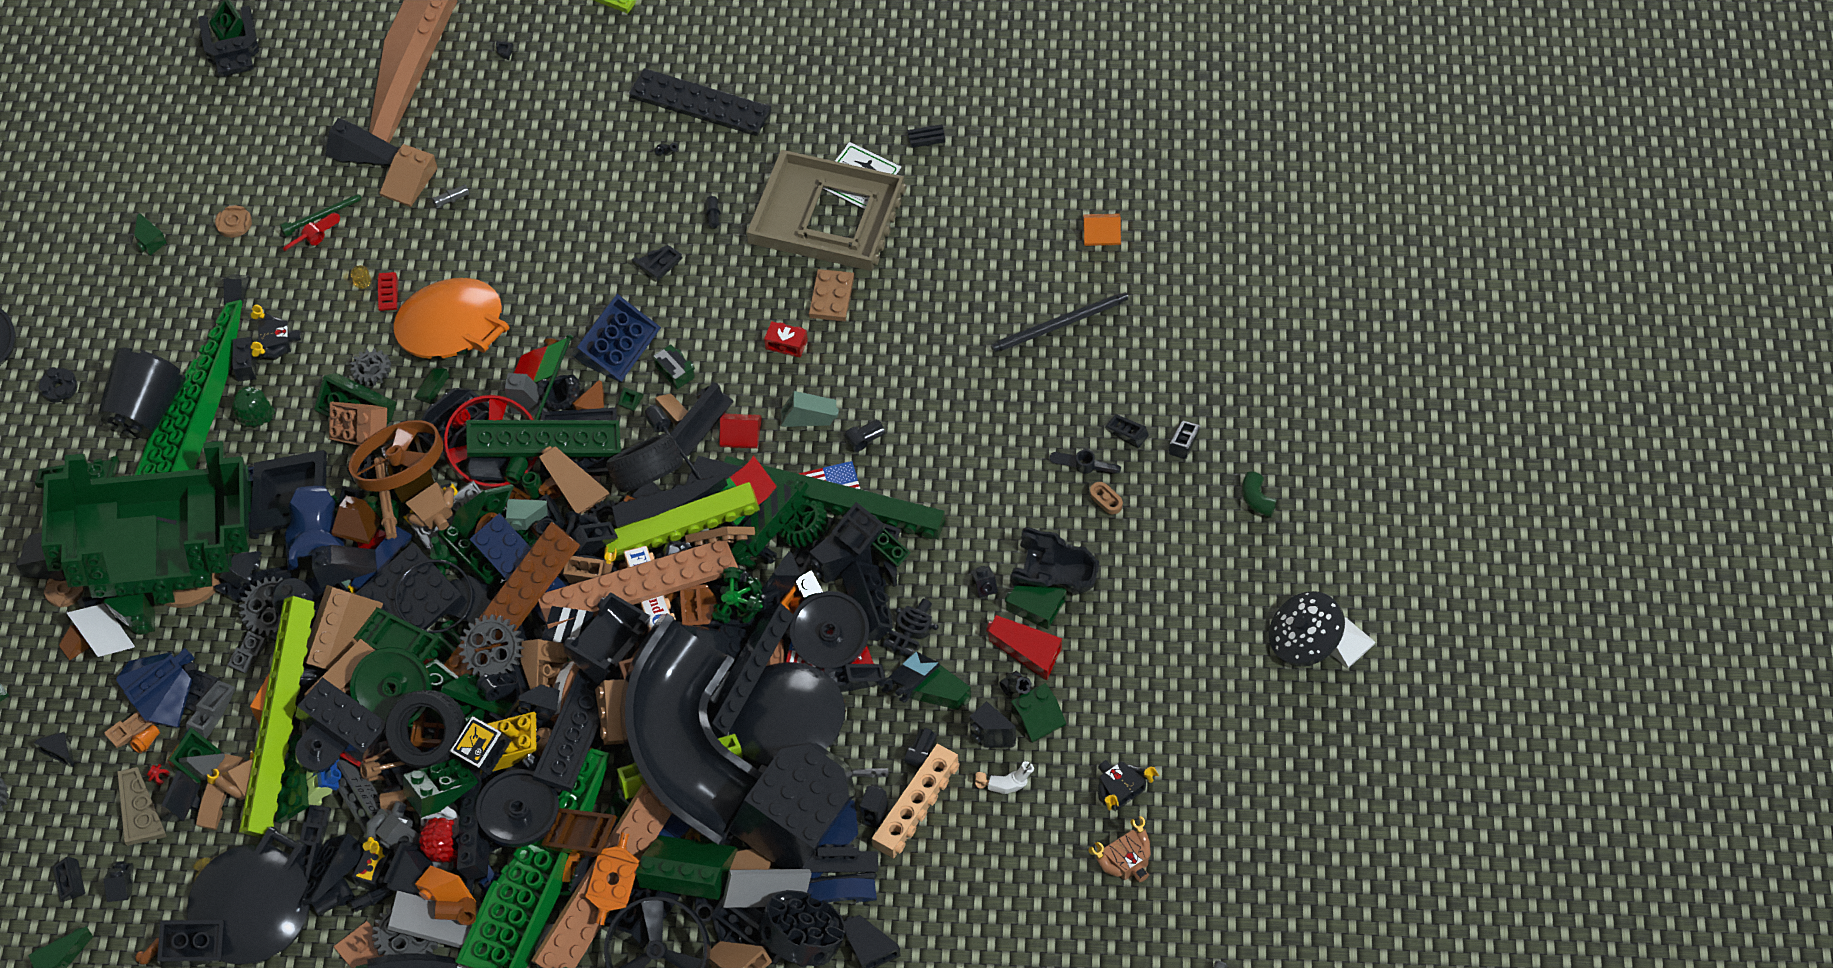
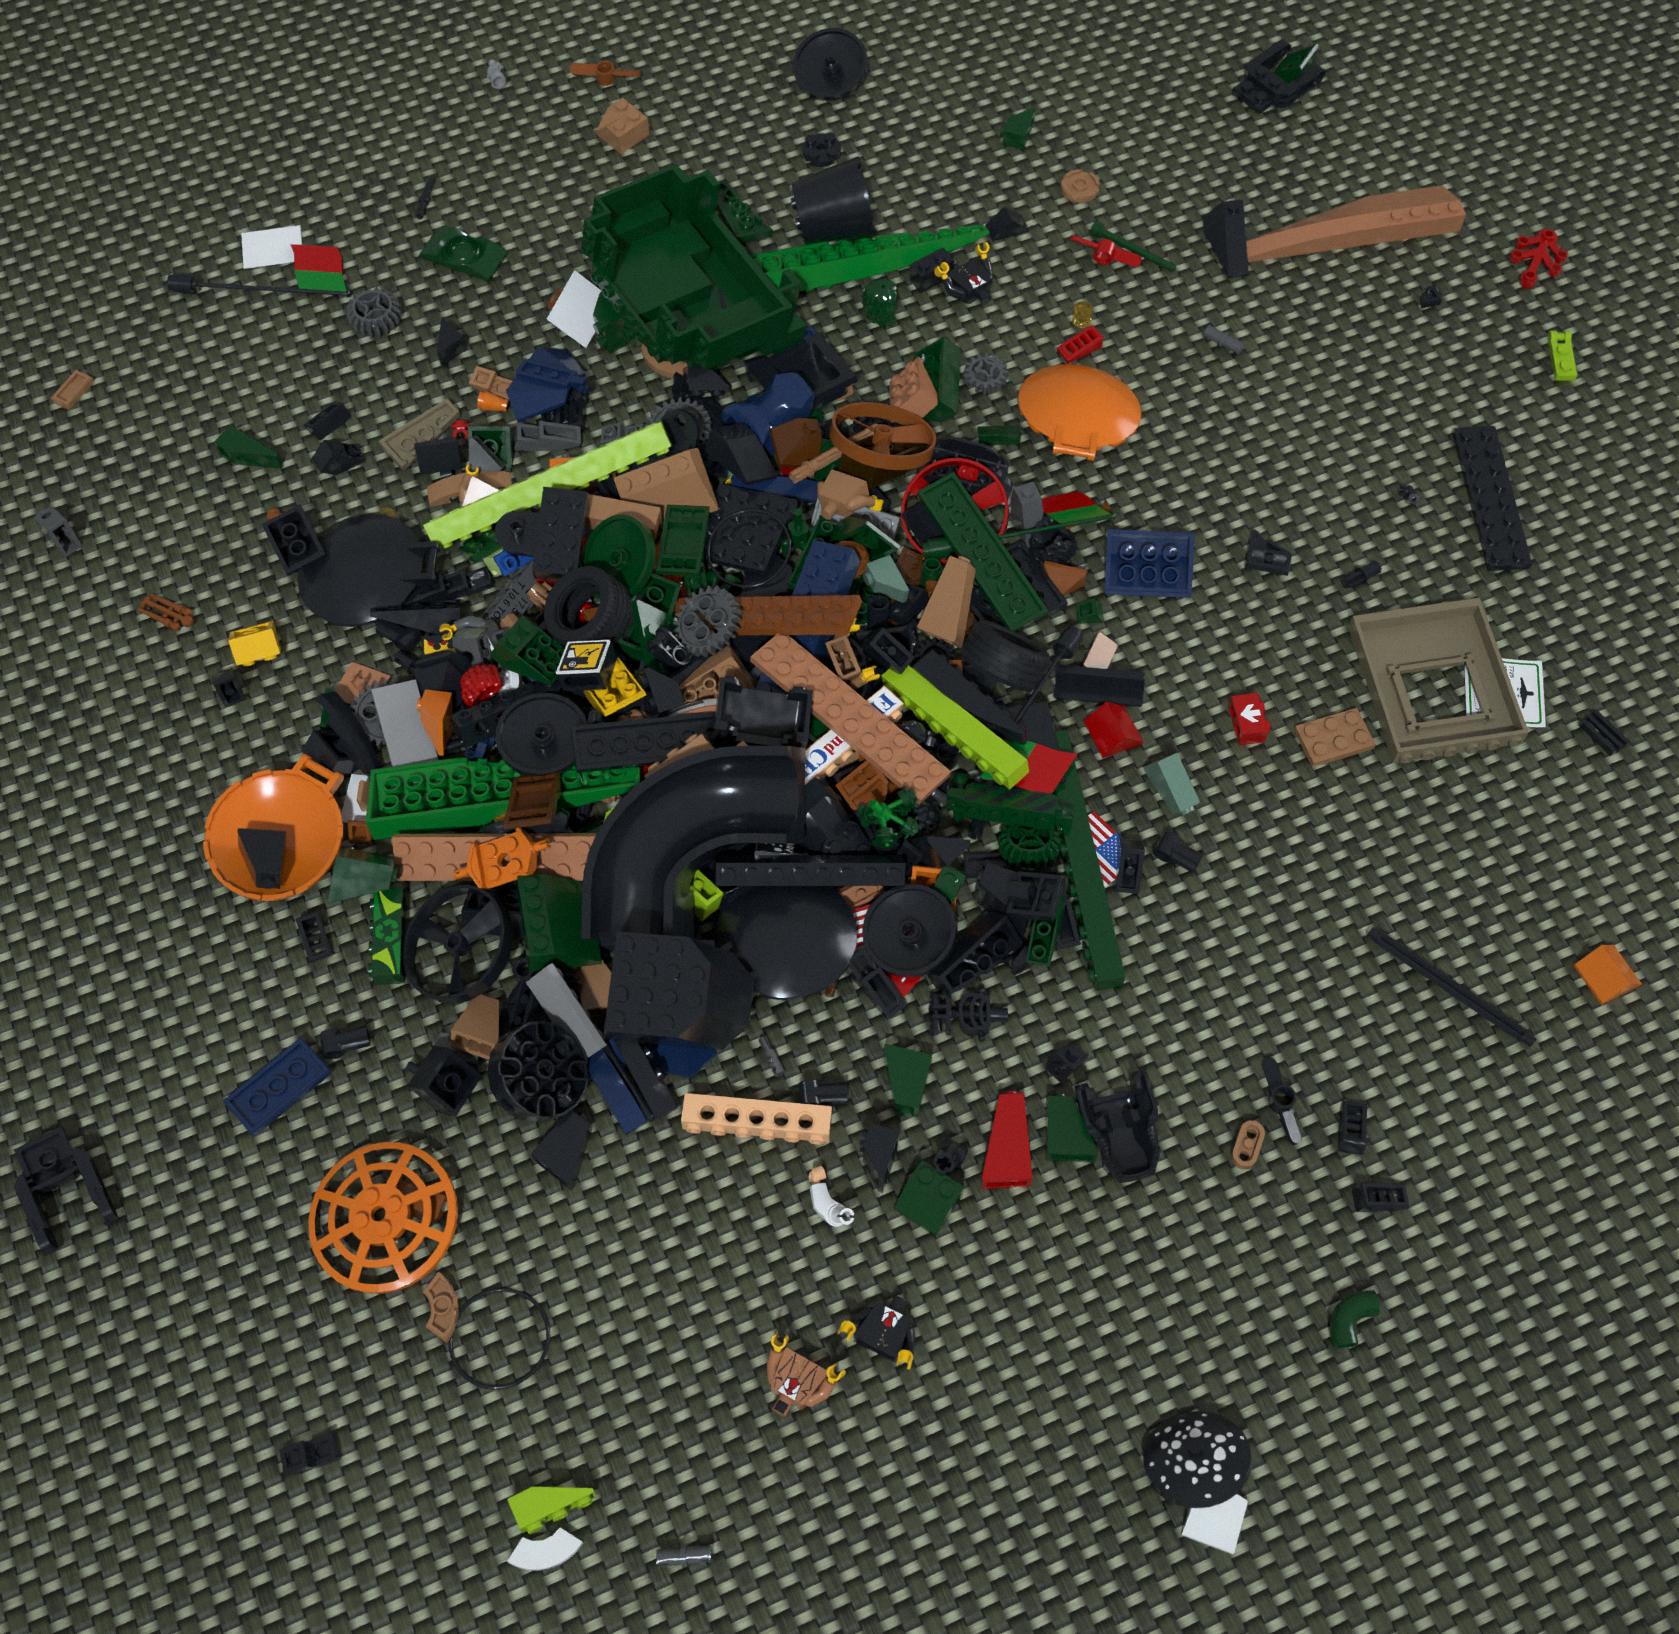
camera: 60 degrees right, 5 degrees up
(408, 175) = (1223, 293): medium nougat slope -> none
(463, 910) = (421, 746): dark orange piece -> none
(569, 628) = (759, 677): black sticker -> none
(674, 366) = (1149, 631): brick -> none
(725, 533) = (955, 767): medium nougat plate -> none
(857, 469) = (1129, 866): none -> black slope
(873, 806) = (724, 1076): black brick -> none
(909, 675) = (902, 1038): black flag -> none

